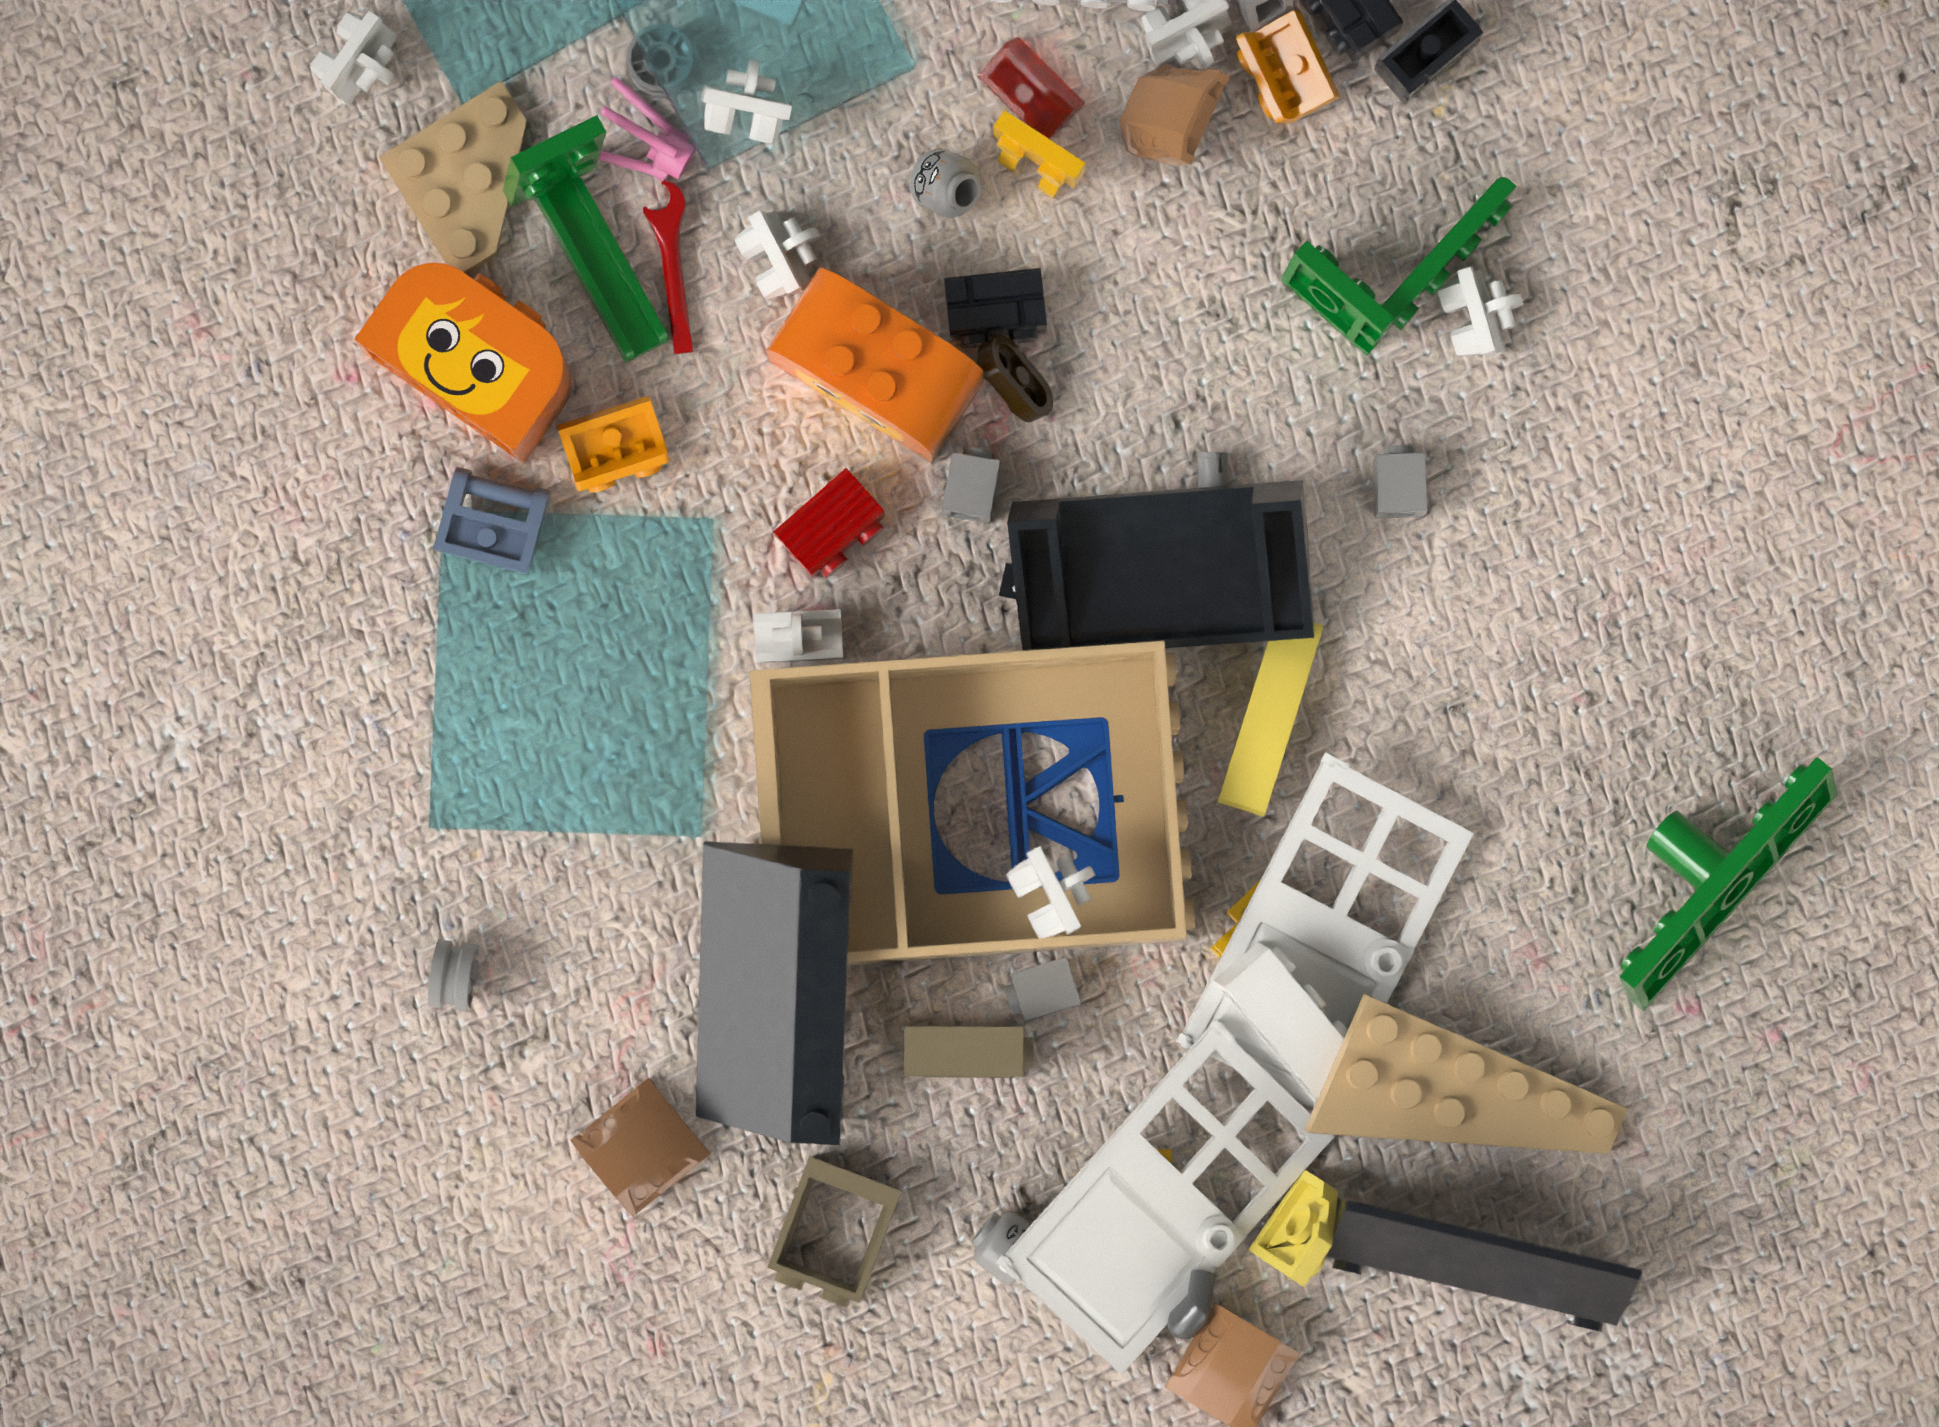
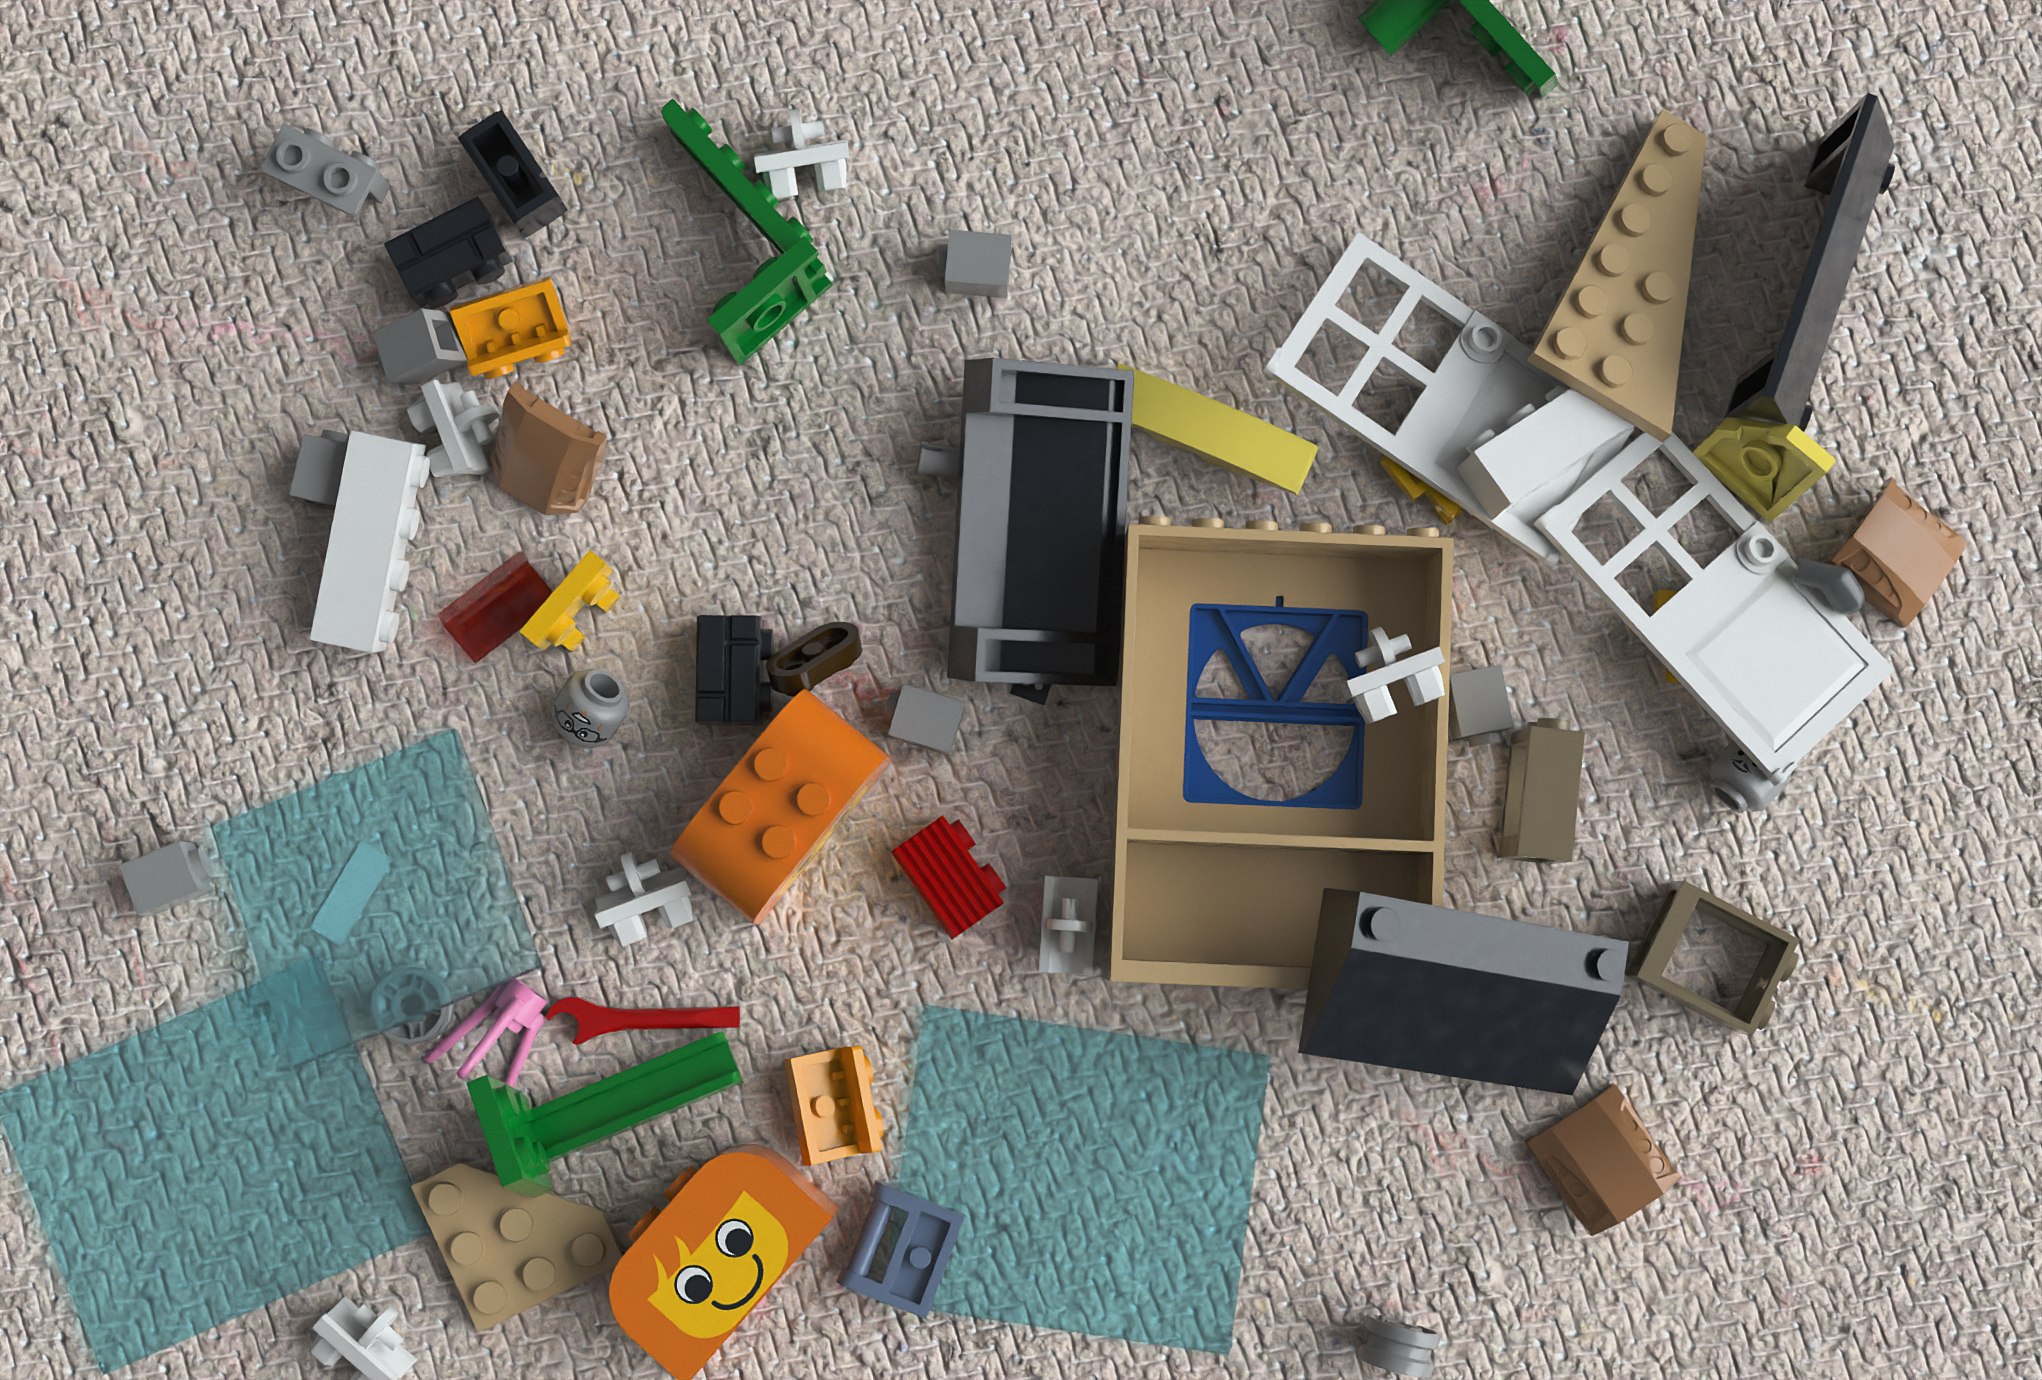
camera: 90 degrees left, 0 degrees up
(722, 103) = (487, 893): white hips -> none

